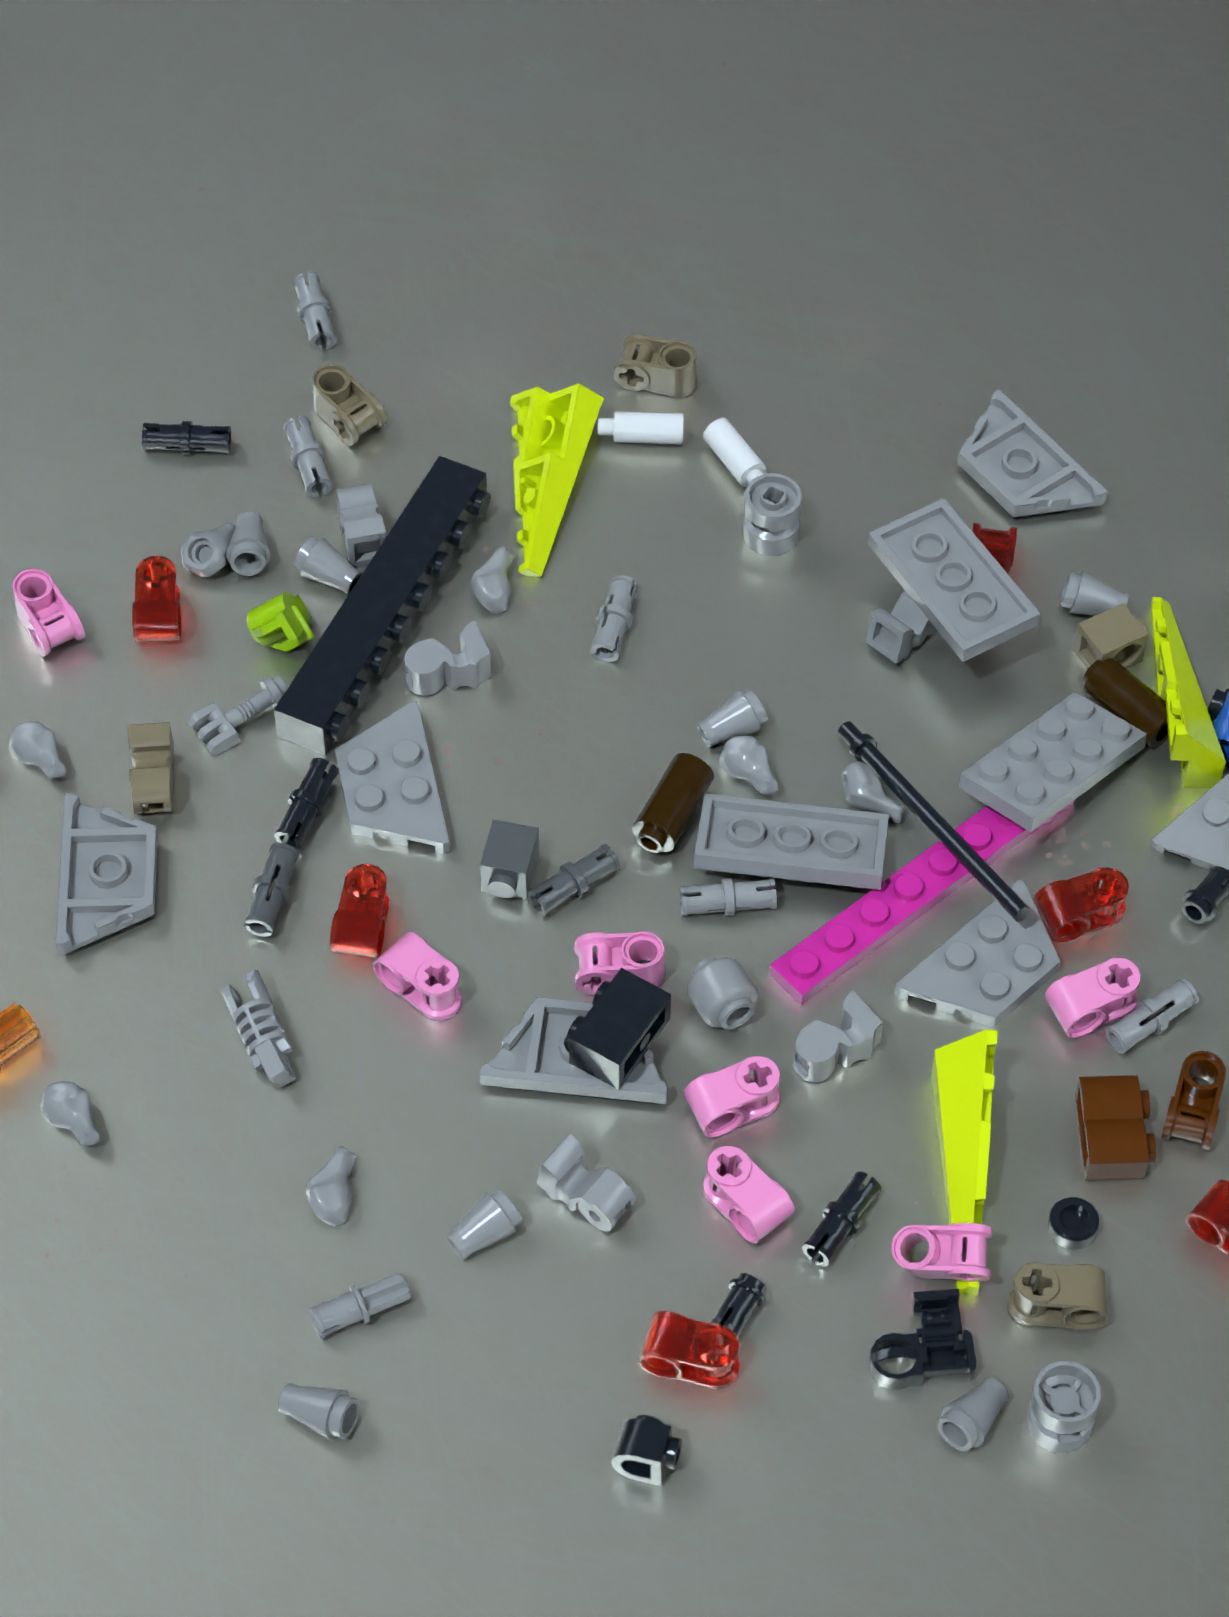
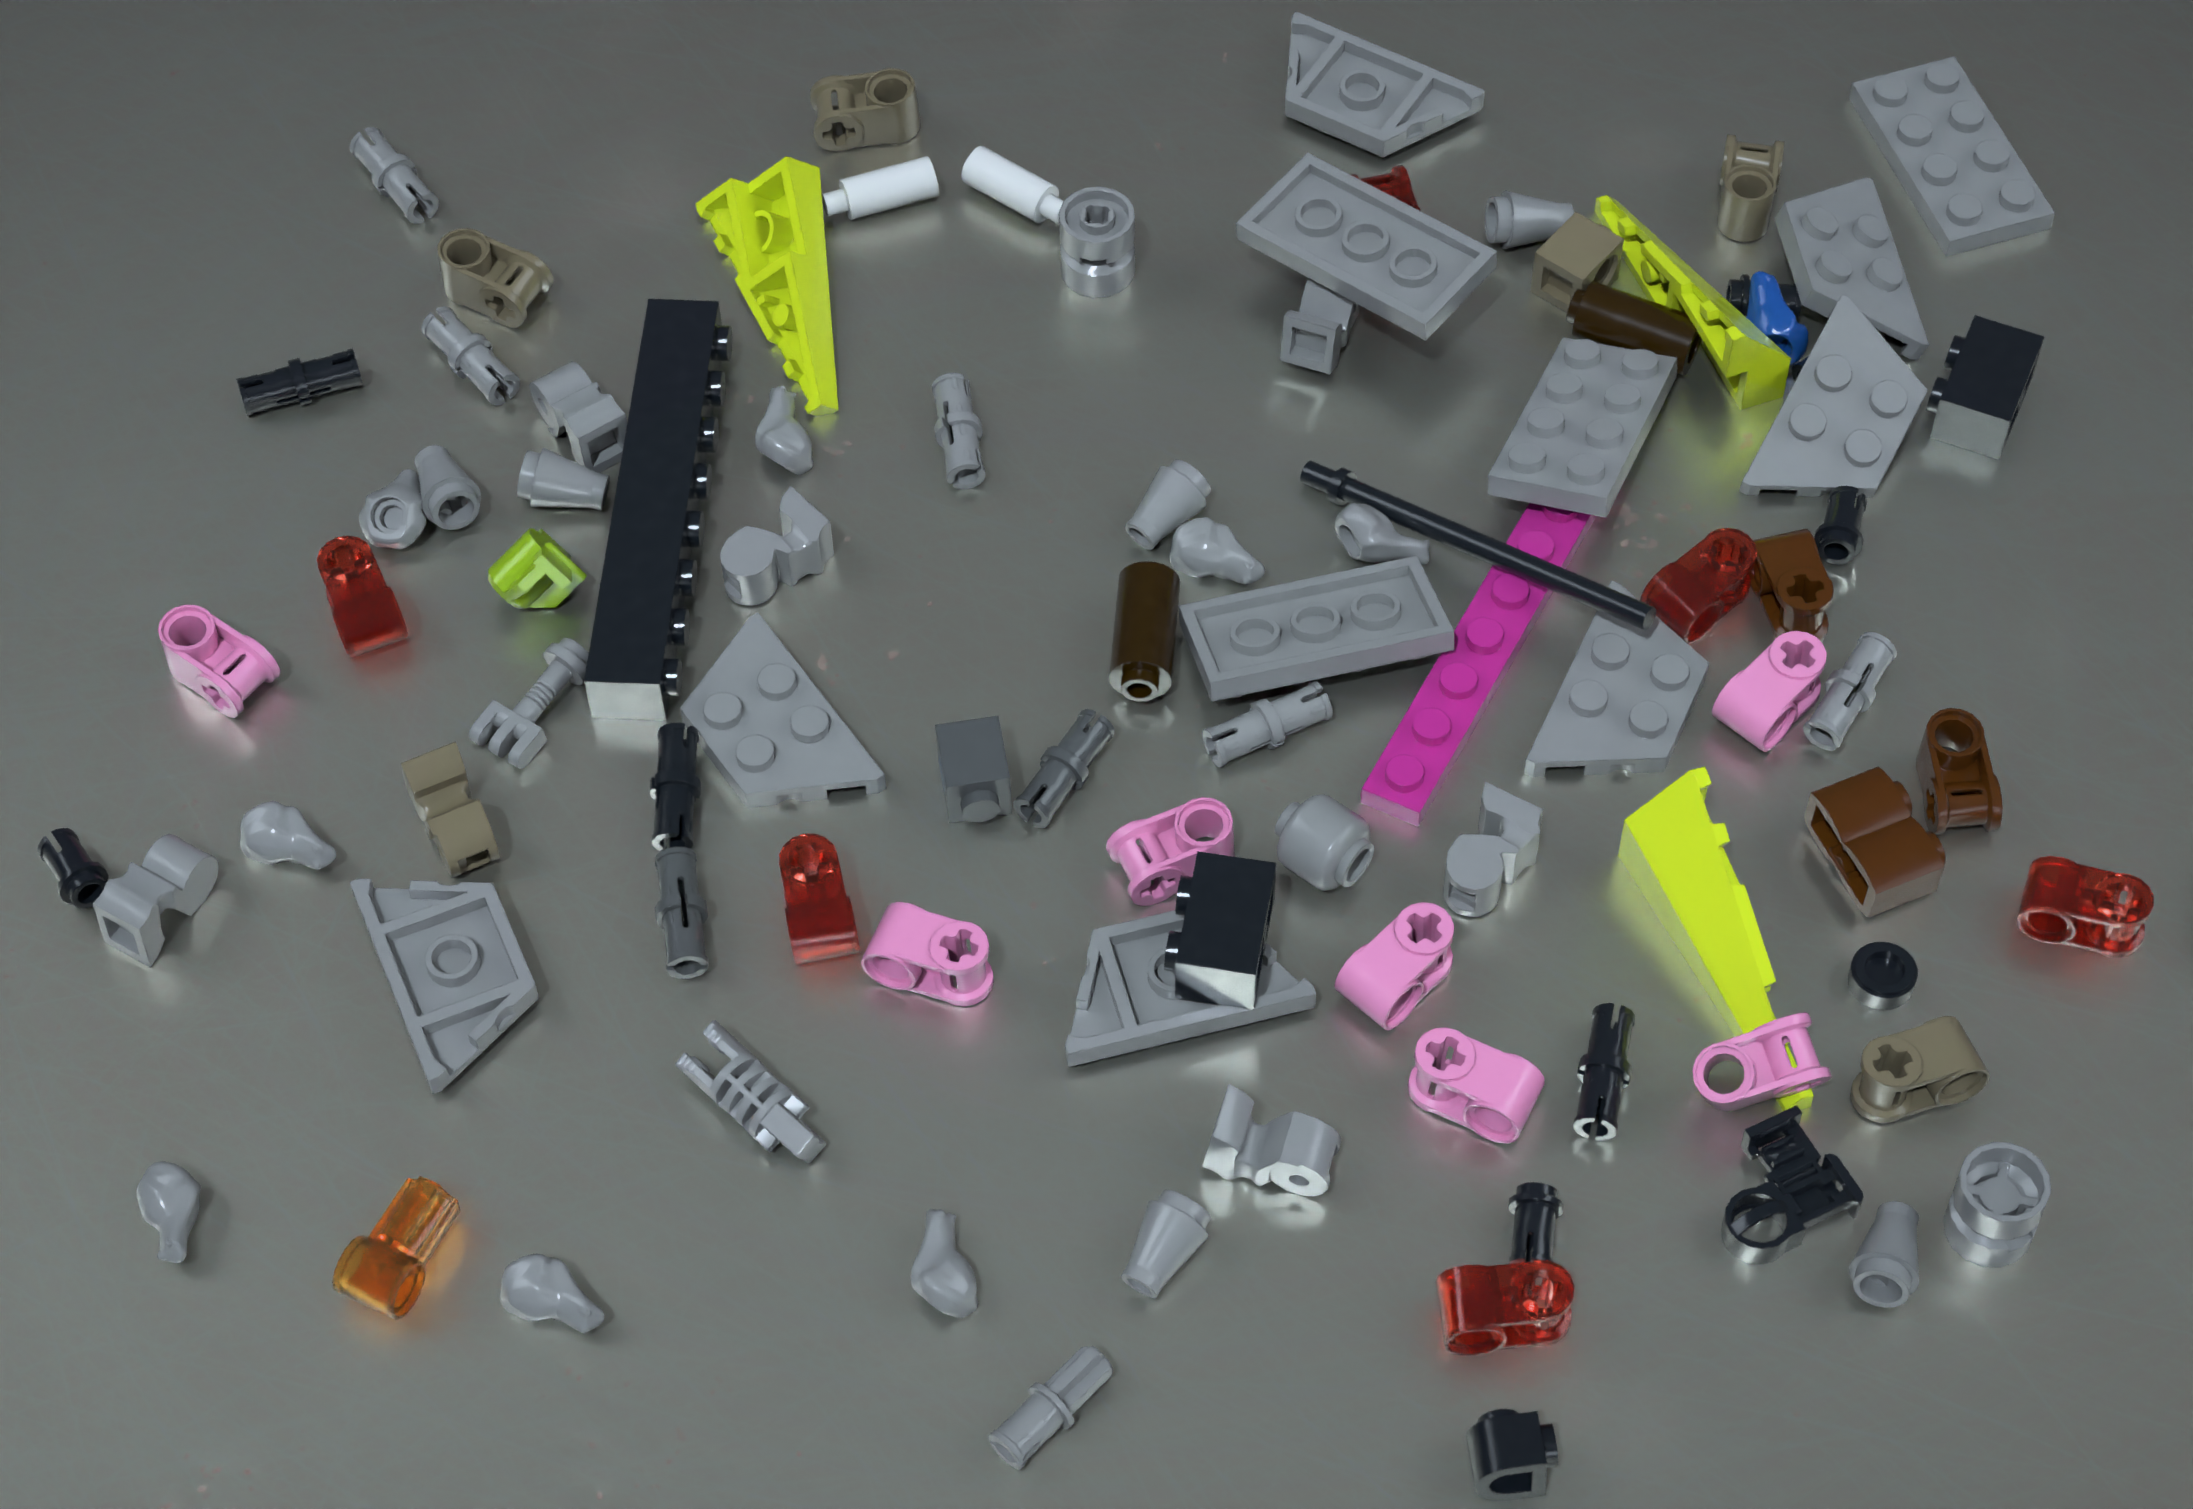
camera: 20 degrees left, 0 degrees up
(1148, 926) = (1792, 583): none -> reddish brown piece

